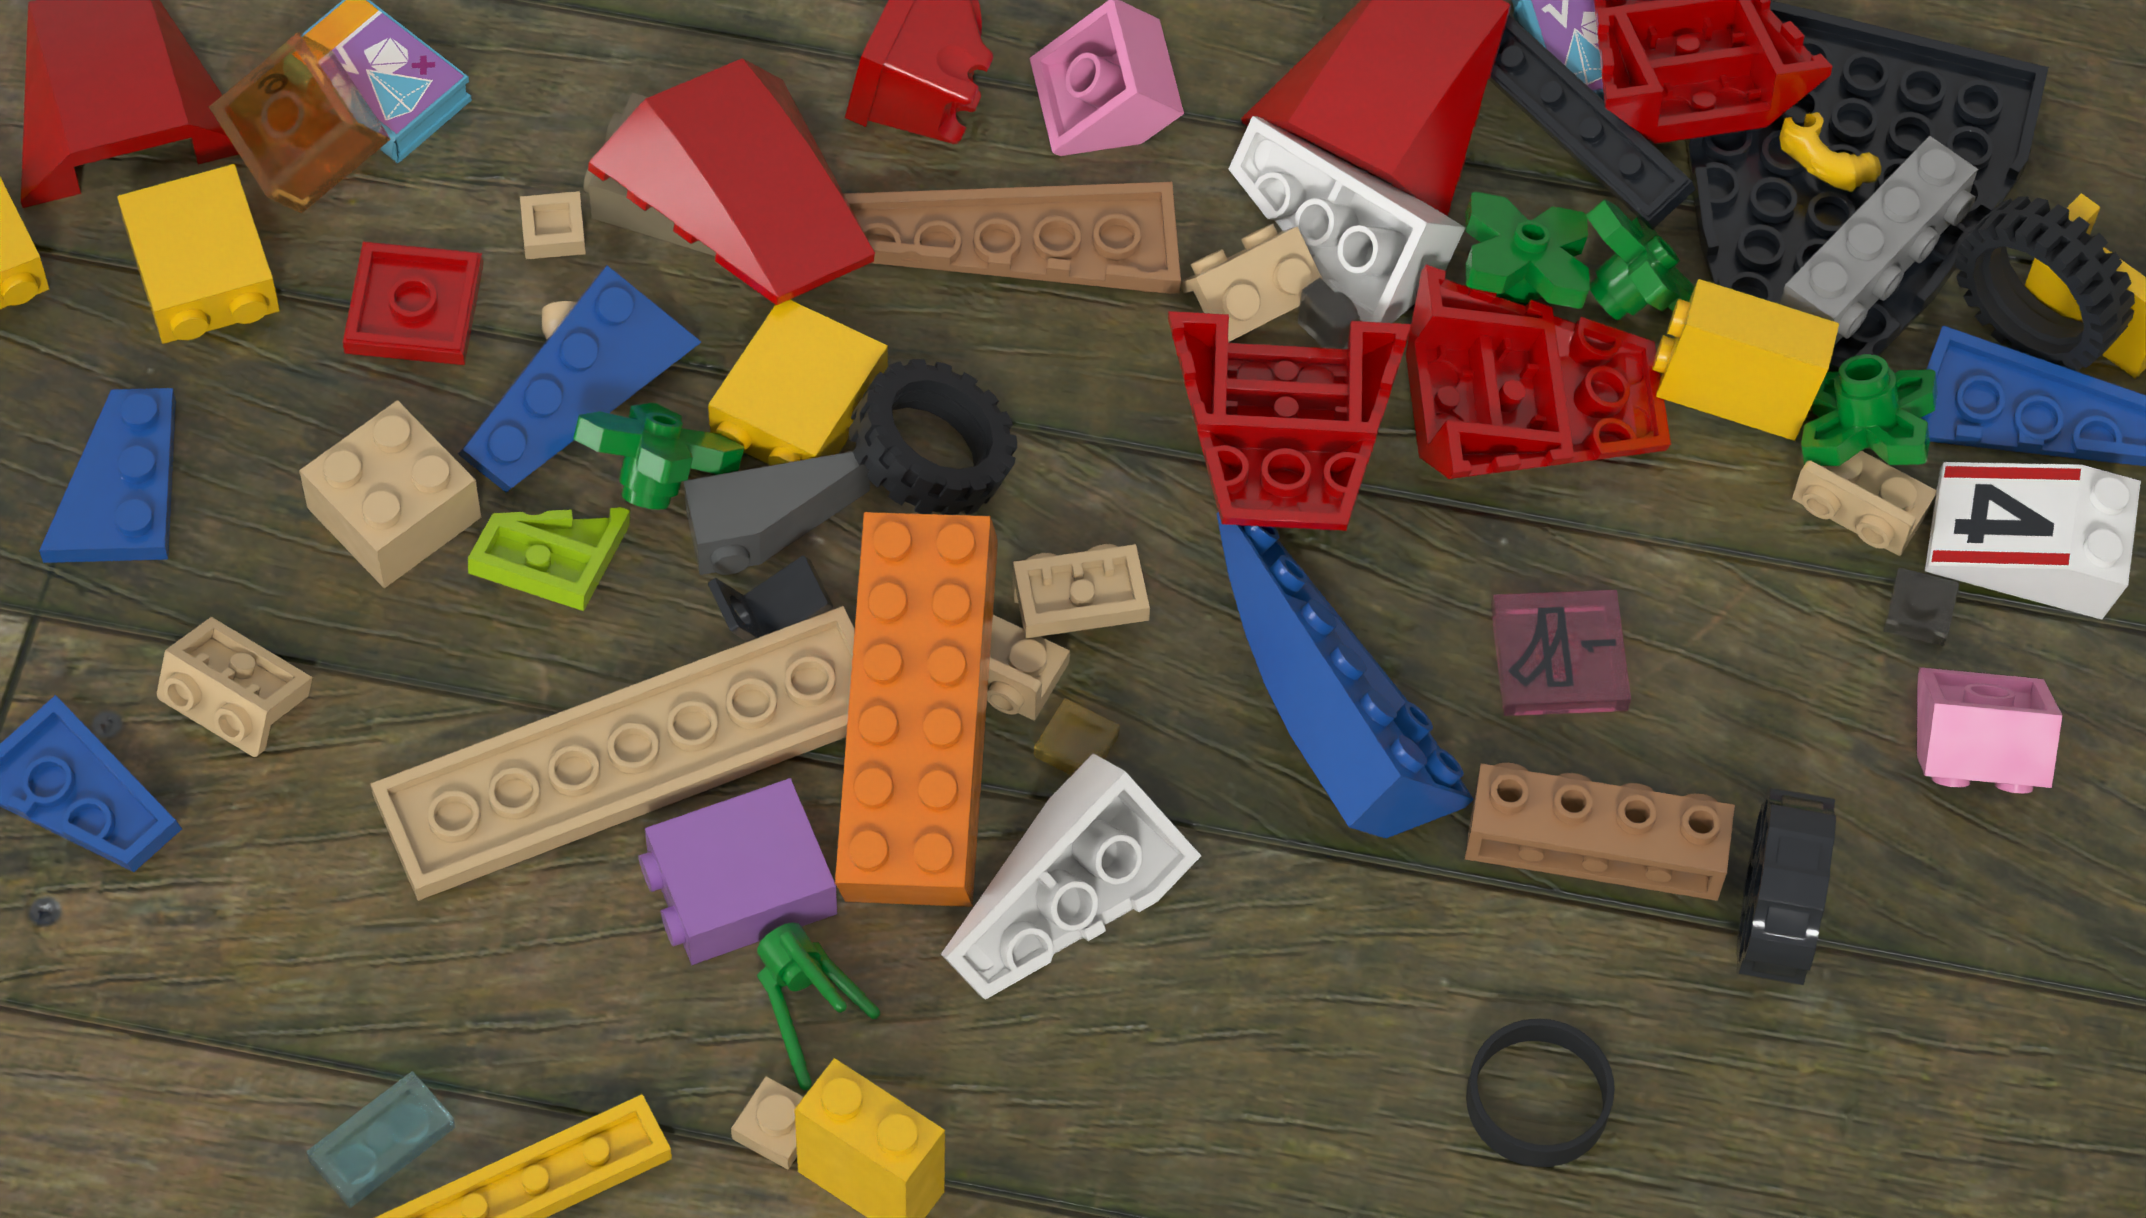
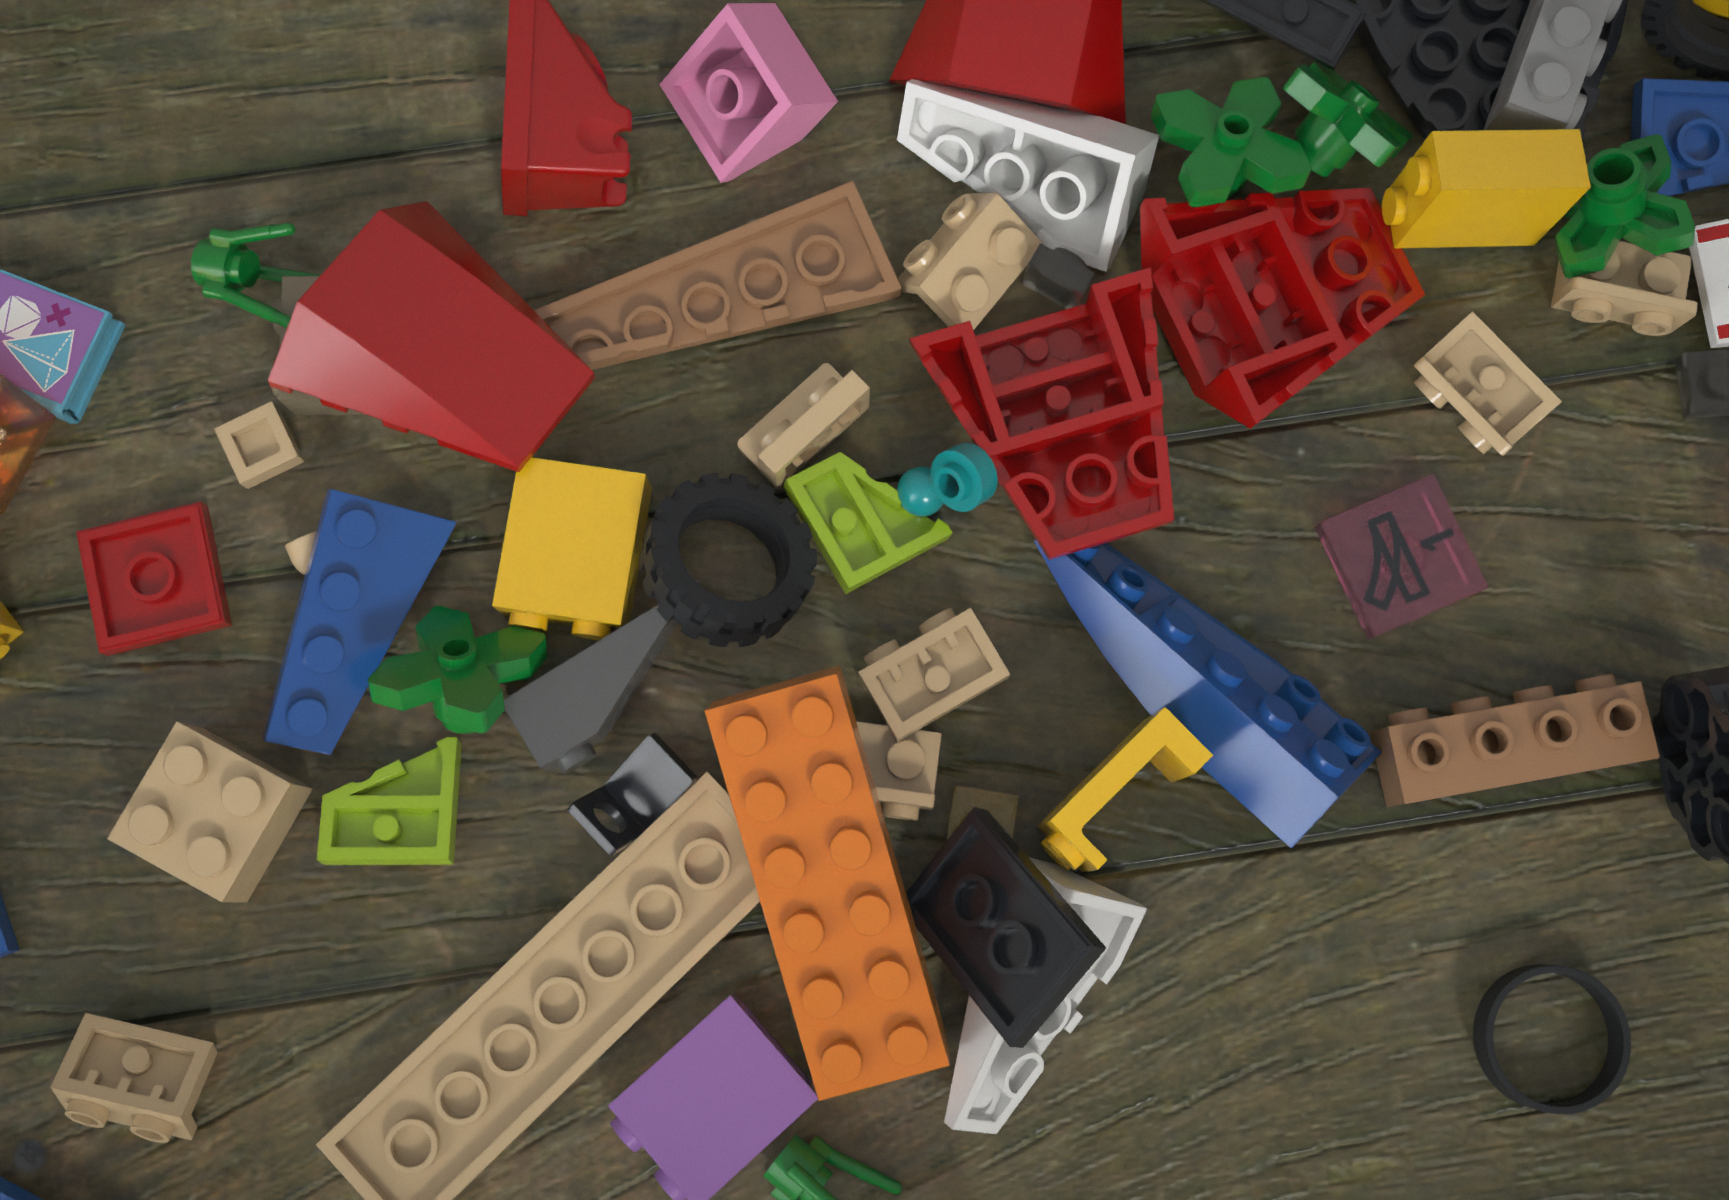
camera: 20 degrees left, 20 degrees up
(586, 74) = (228, 267): none -> green plant
(1050, 363) = (804, 423): none -> tan bracket
(1055, 795) = (1001, 927): none -> black tile
(1066, 459) = (859, 521): none -> lime wing
(1167, 440) = (958, 478): none -> teal plate
(1210, 719) = (1156, 739): none -> yellow panel
(1694, 530) = (1484, 385): none -> tan bracket

